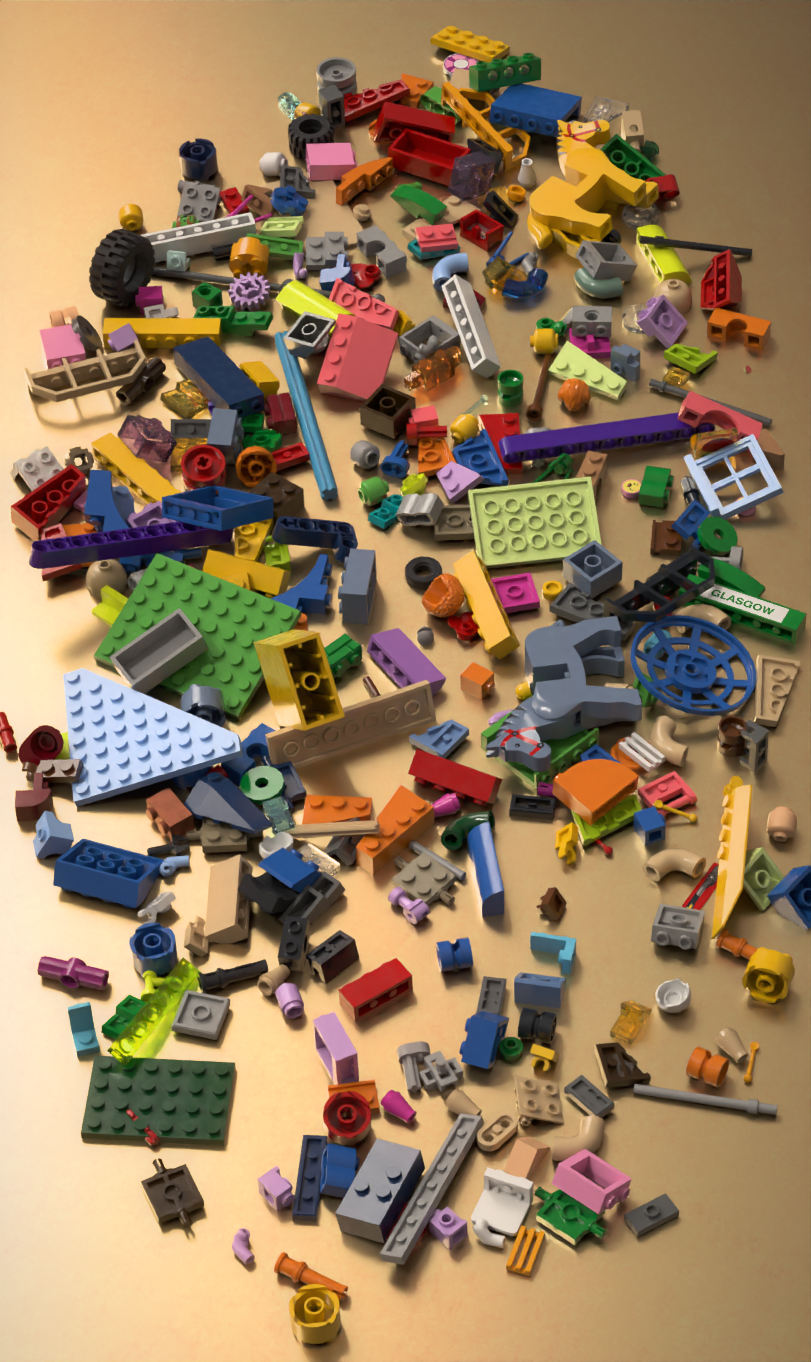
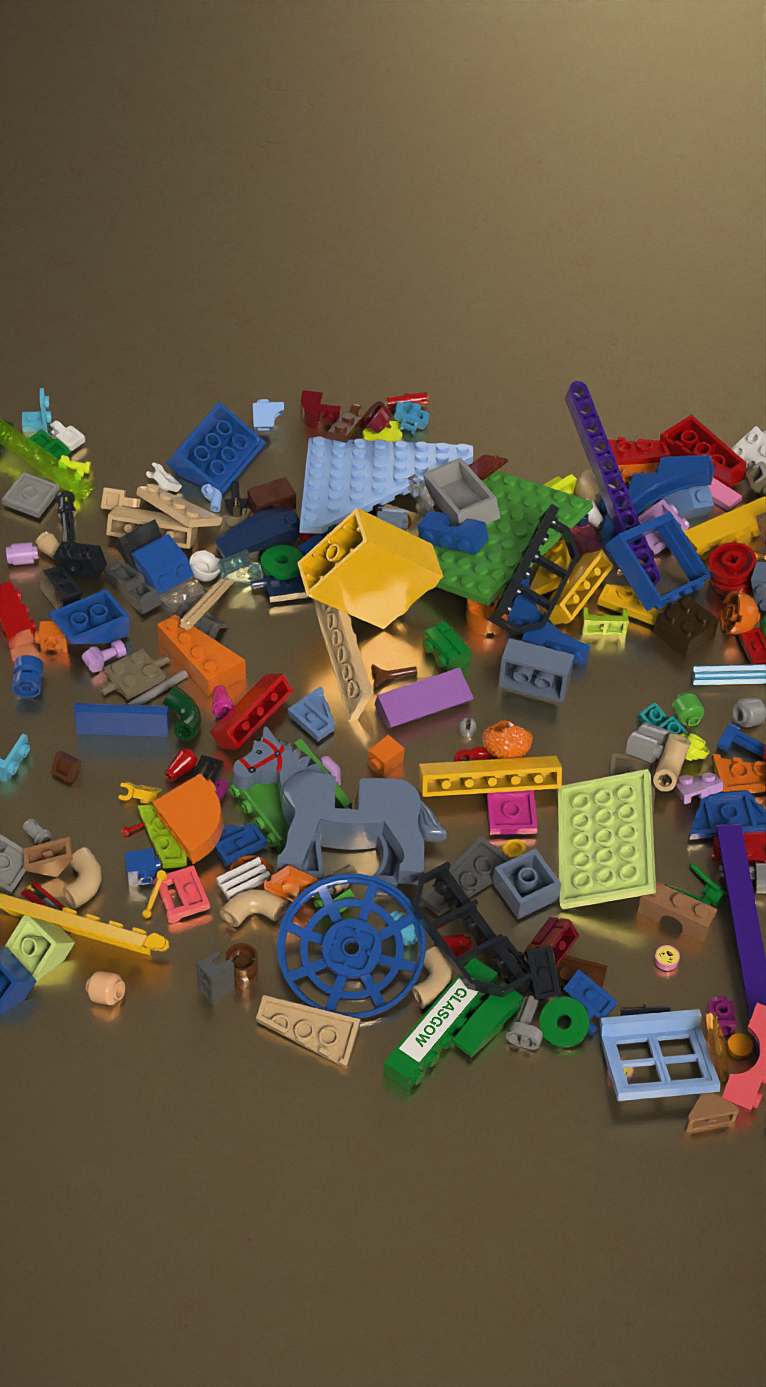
camera: 95 degrees right, 5 degrees up
(29, 722) = (411, 413): none -> dark azure piece
(73, 972) = (107, 417): magenta piece -> none
(93, 658) = (487, 465): none -> clear red piece
(106, 1002) = (68, 436): none -> white plate
(153, 949) = (109, 466): blue brick -> none
(163, 685) = (420, 493): none -> clear wing
(204, 878) = (178, 508): none -> tan wing
(207, 668) = (466, 537): none -> blue arch
(262, 576) = (522, 571): none -> black plate
(316, 533) = (617, 642): dark blue beam -> none
(335, 809) = (245, 620): orange wing -> none
(375, 910) = (92, 619): none -> blue slope
(395, 945) = (50, 637): none -> orange brick
(419, 563) = (565, 728): black tyre -> none
(449, 494) = (671, 762): none -> tan cylinder
(523, 820) = (181, 764): none -> red cone
(636, 906) = (37, 832): none -> light grey pin
(646, 550) = (558, 933): none -> dark red brick
(649, 708) = (289, 883): none -> orange plate
(655, 486) = (661, 977): green brick -> none
(662, 884) = (48, 857): none -> medium nougat slope
(678, 449) = (725, 1014): none -> magenta brick
(682, 539) = (544, 972): none -> black plate

